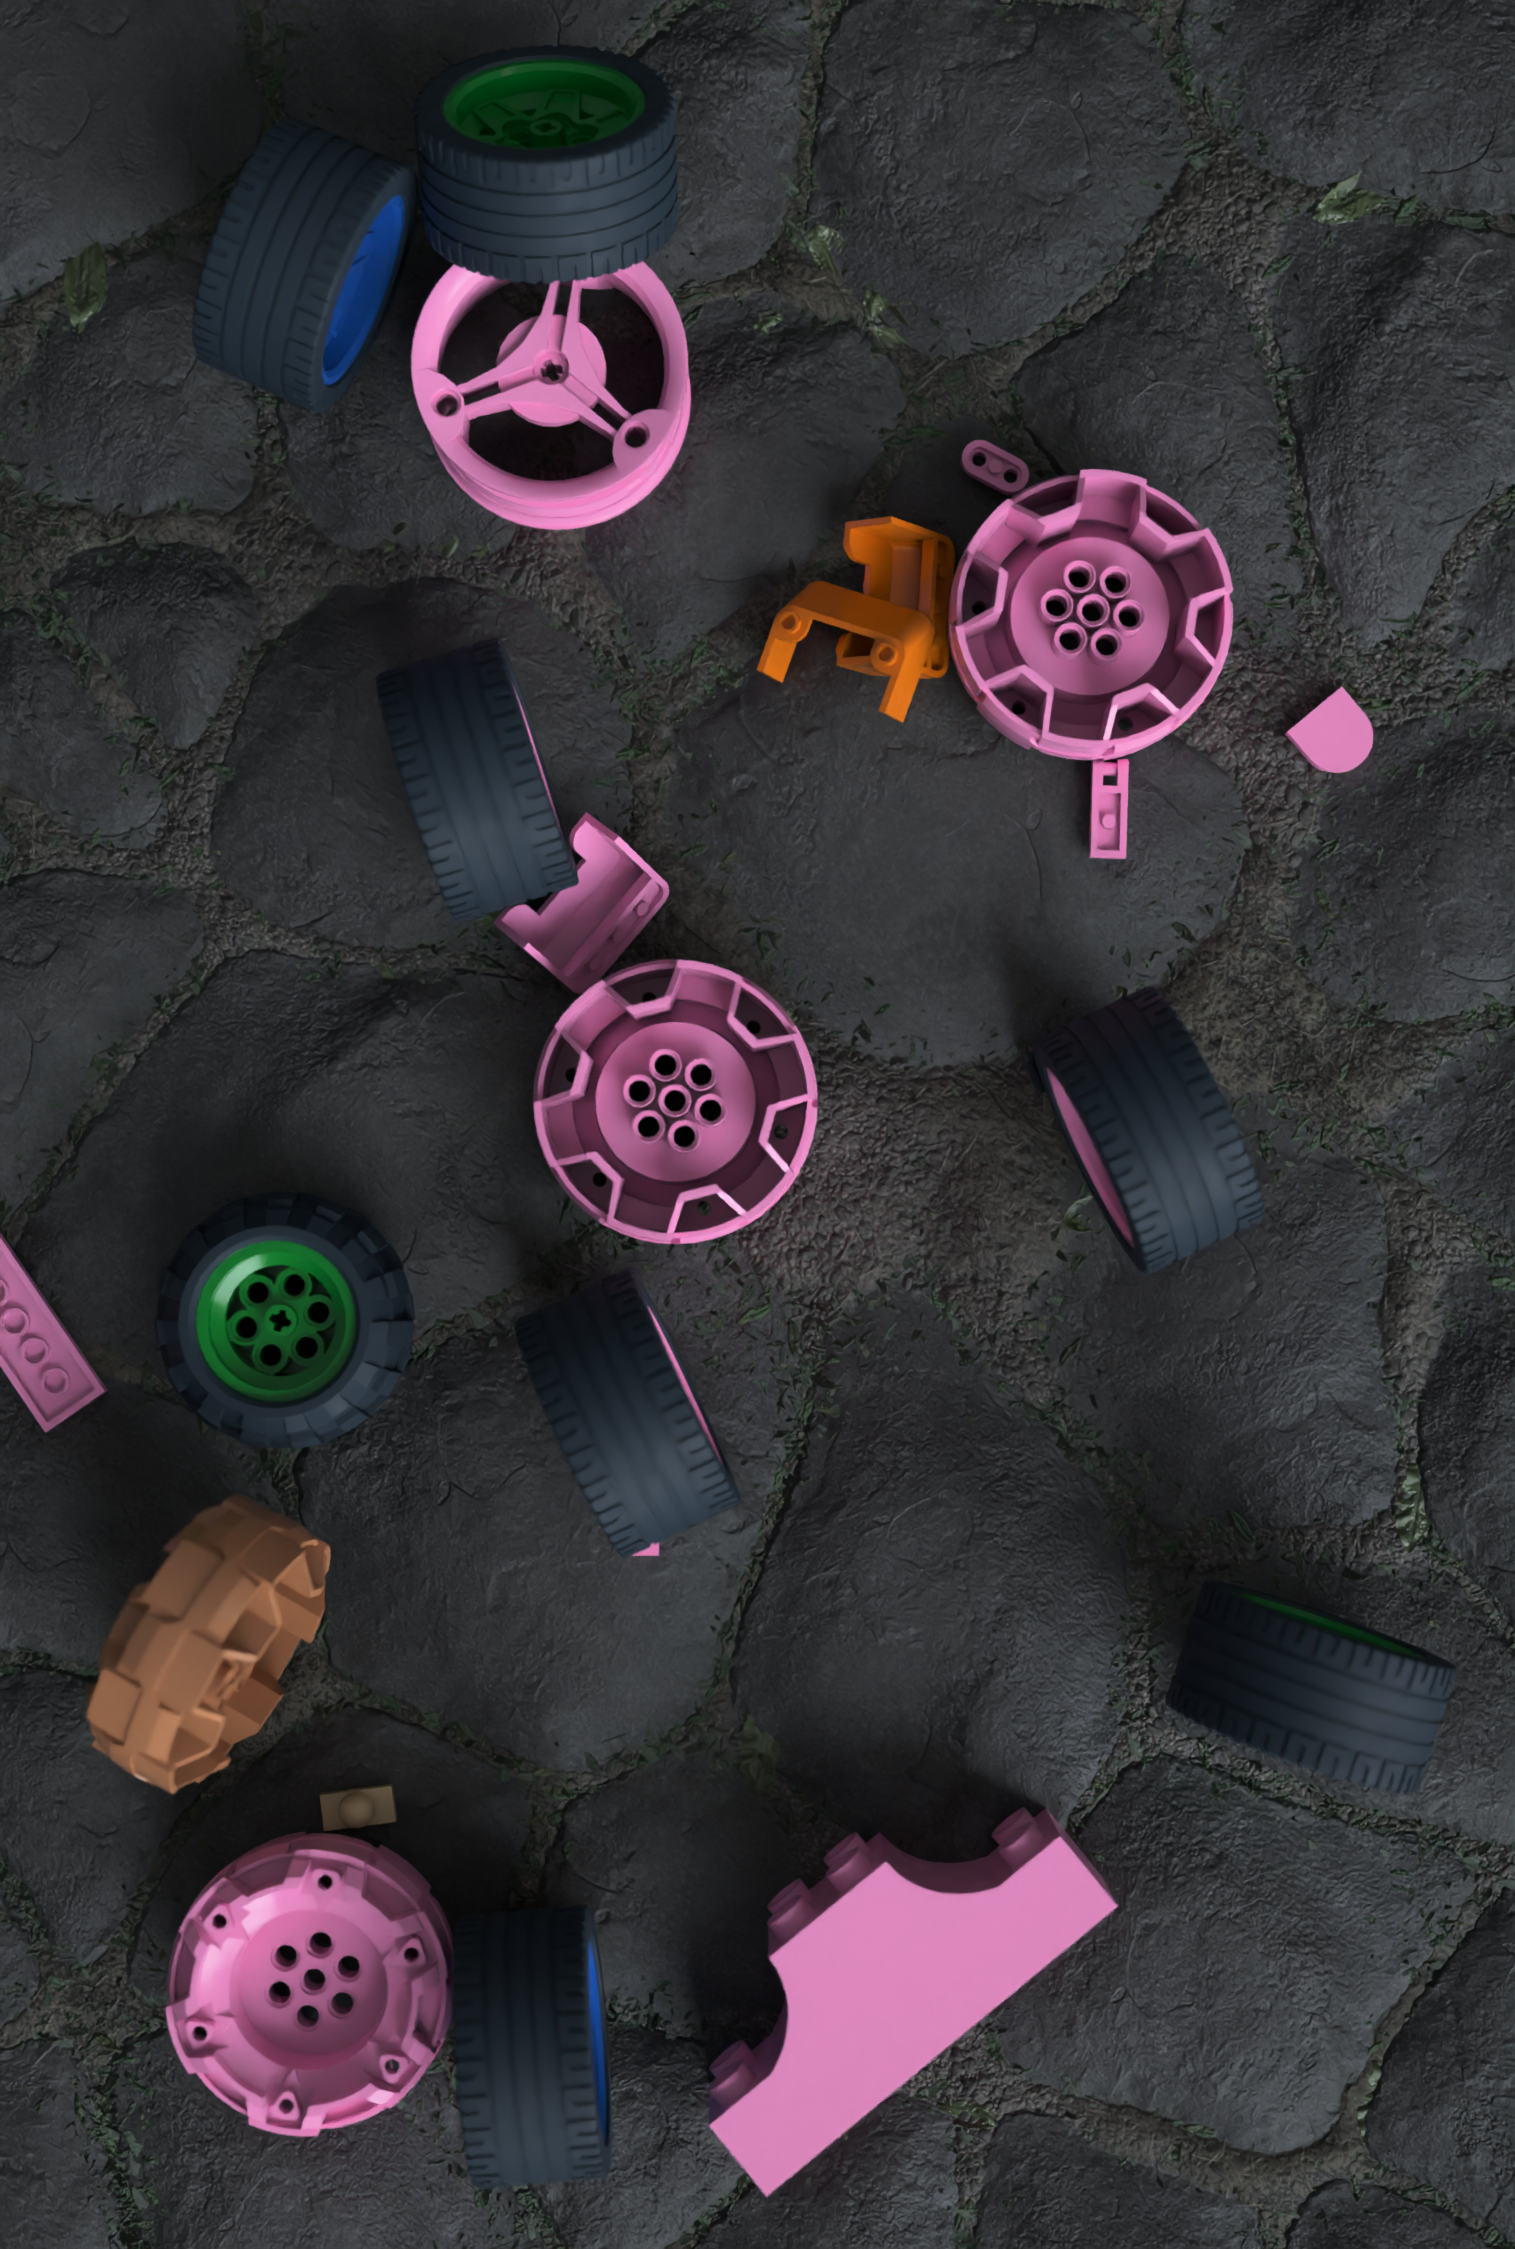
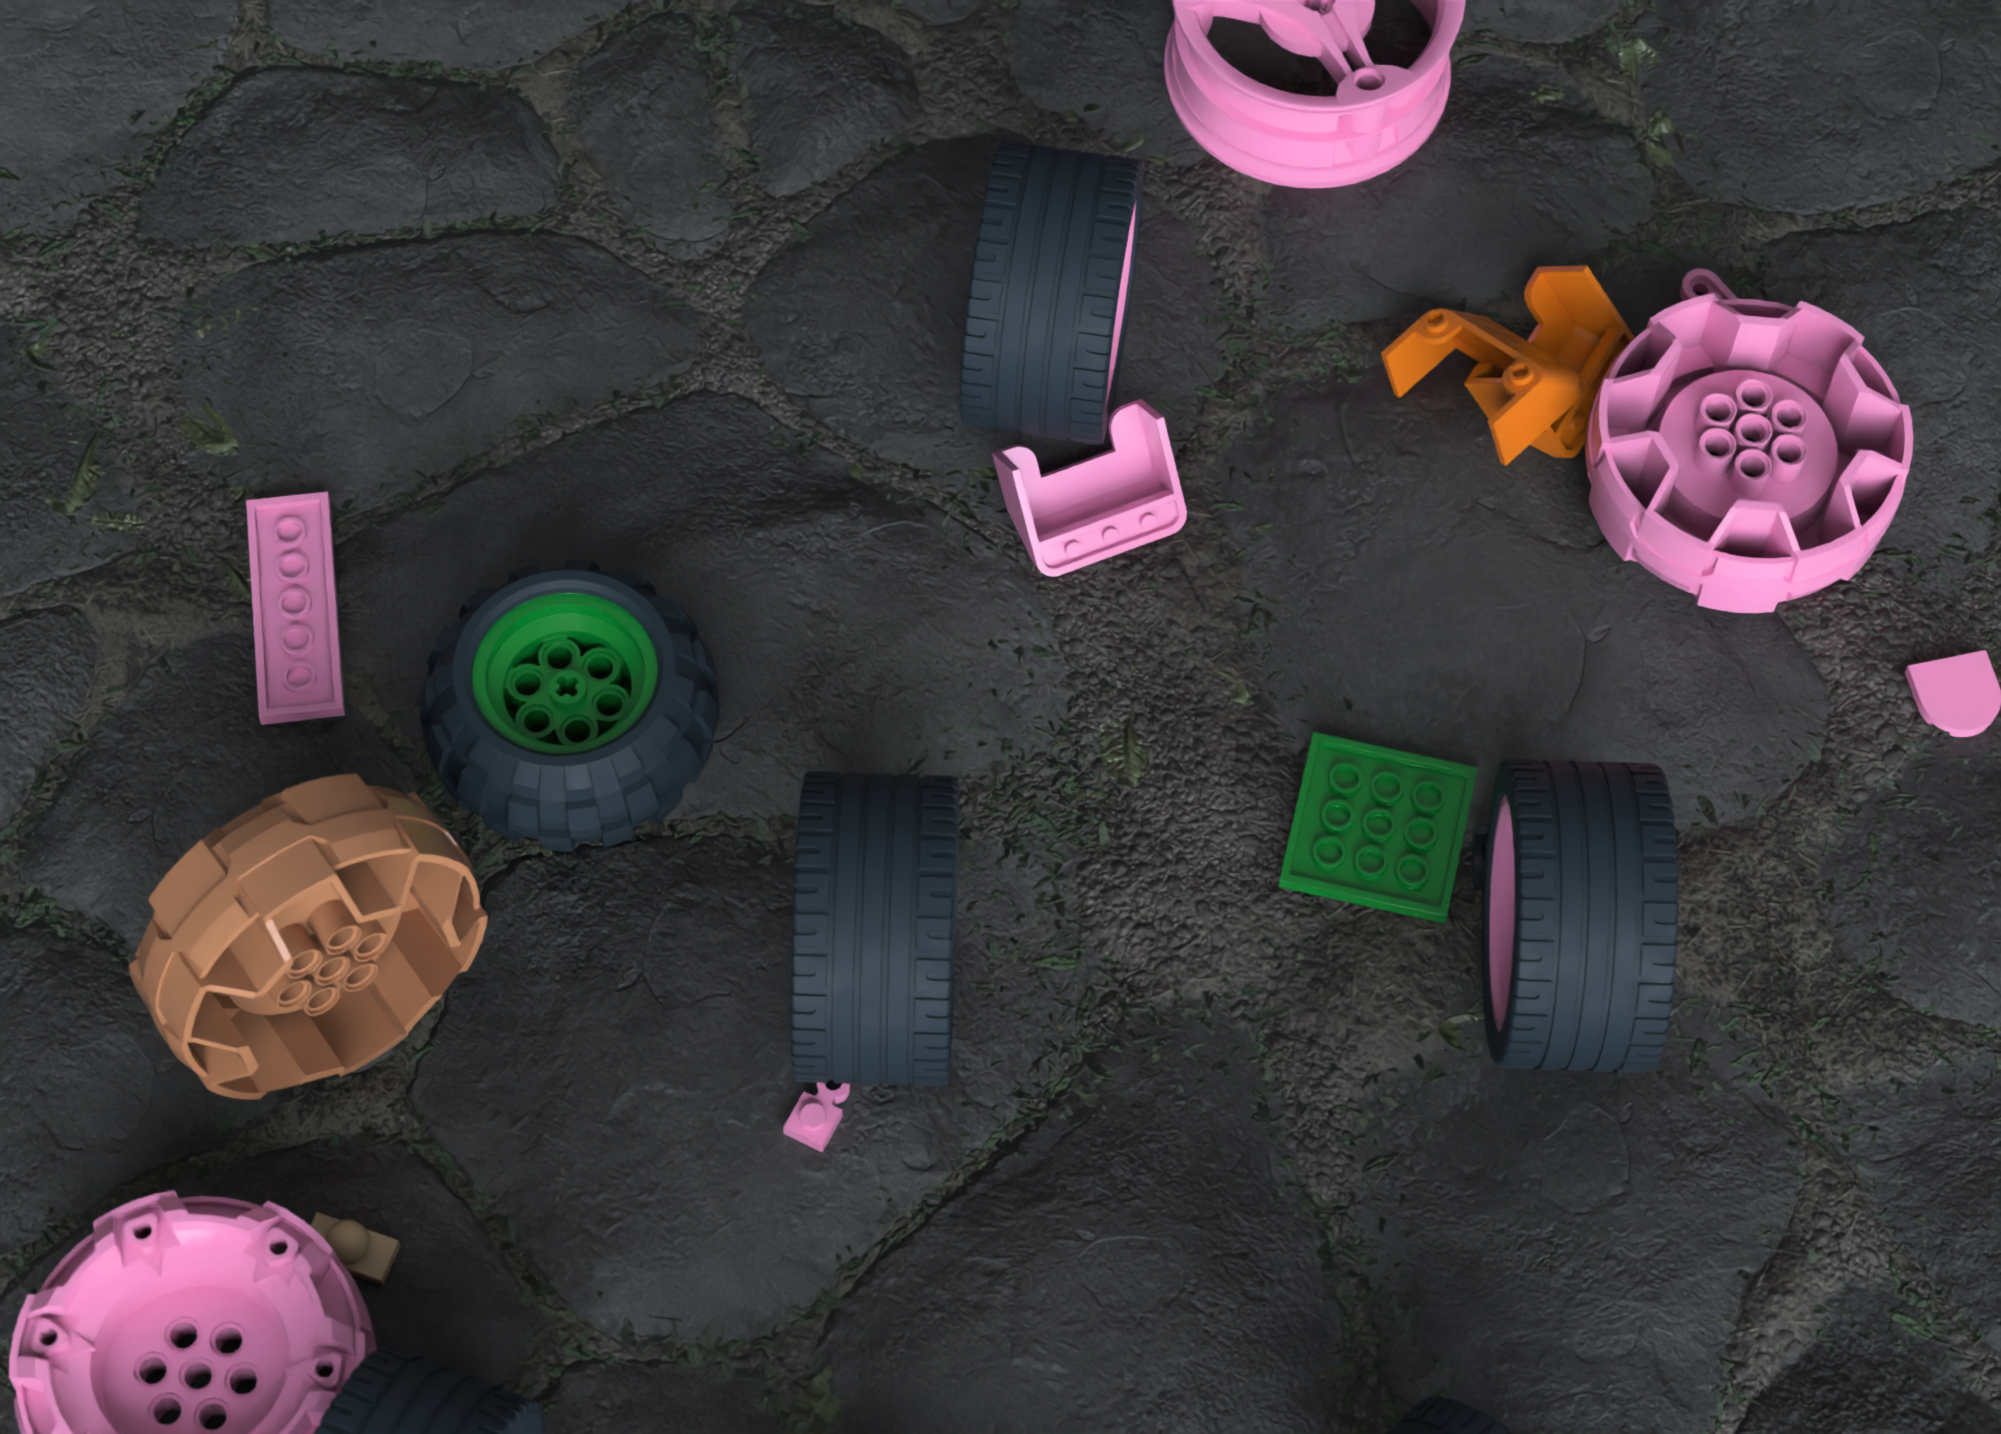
camera: 25 degrees right, 25 degrees down
(595, 1123) = (1121, 773): bright pink wheel -> none
(944, 1082) = (1378, 827): none -> green plate
(1108, 810) = (1681, 654): bright pink plate -> none

